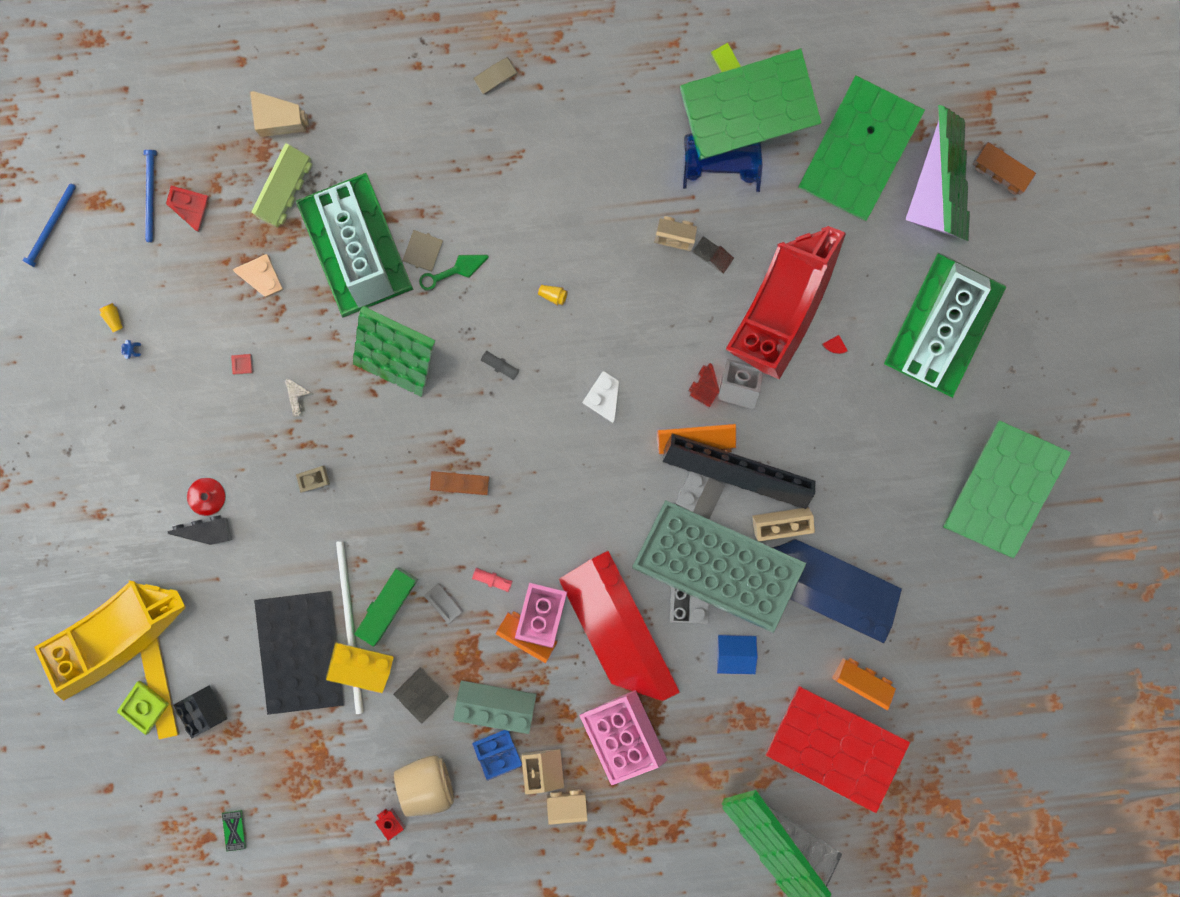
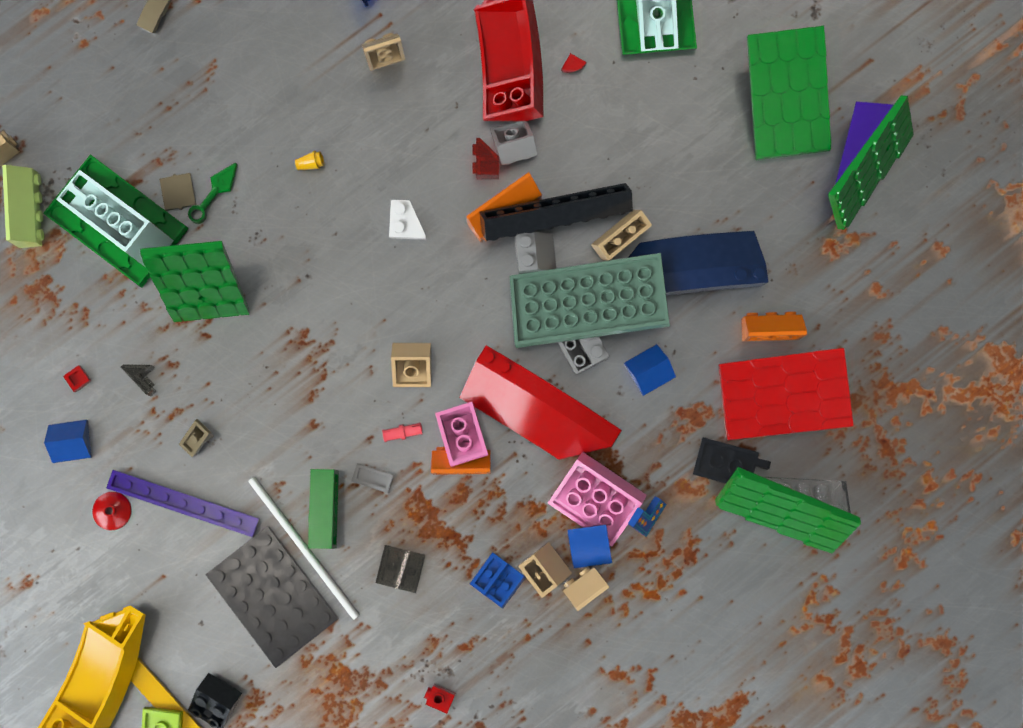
camera: 25 degrees left, 5 degrees down
(203, 414) = (68, 441): none -> blue slope
(209, 532) = (132, 538): black slope -> none
(260, 275) = (49, 294): light nougat wing -> none
(270, 527) = (183, 503): none -> dark purple plate
(359, 667) = (331, 576): yellow slope -> none
(424, 787) = (450, 646): tan piece -> none
(459, 483) = (324, 366): dark orange brick -> none
(494, 707) = (470, 539): sand green slope -> none
(499, 365) = (300, 247): dark grey pin -> none
(534, 526) = (411, 364): none -> tan slope
(592, 774) = (589, 546): none -> blue slope
(650, 781) = (644, 520): none -> blue tile
(713, 255) = (428, 50): clear smoke slope -> none
(752, 772) = (720, 460): none -> black tile
(1049, 579) = (873, 143): none -> green piece

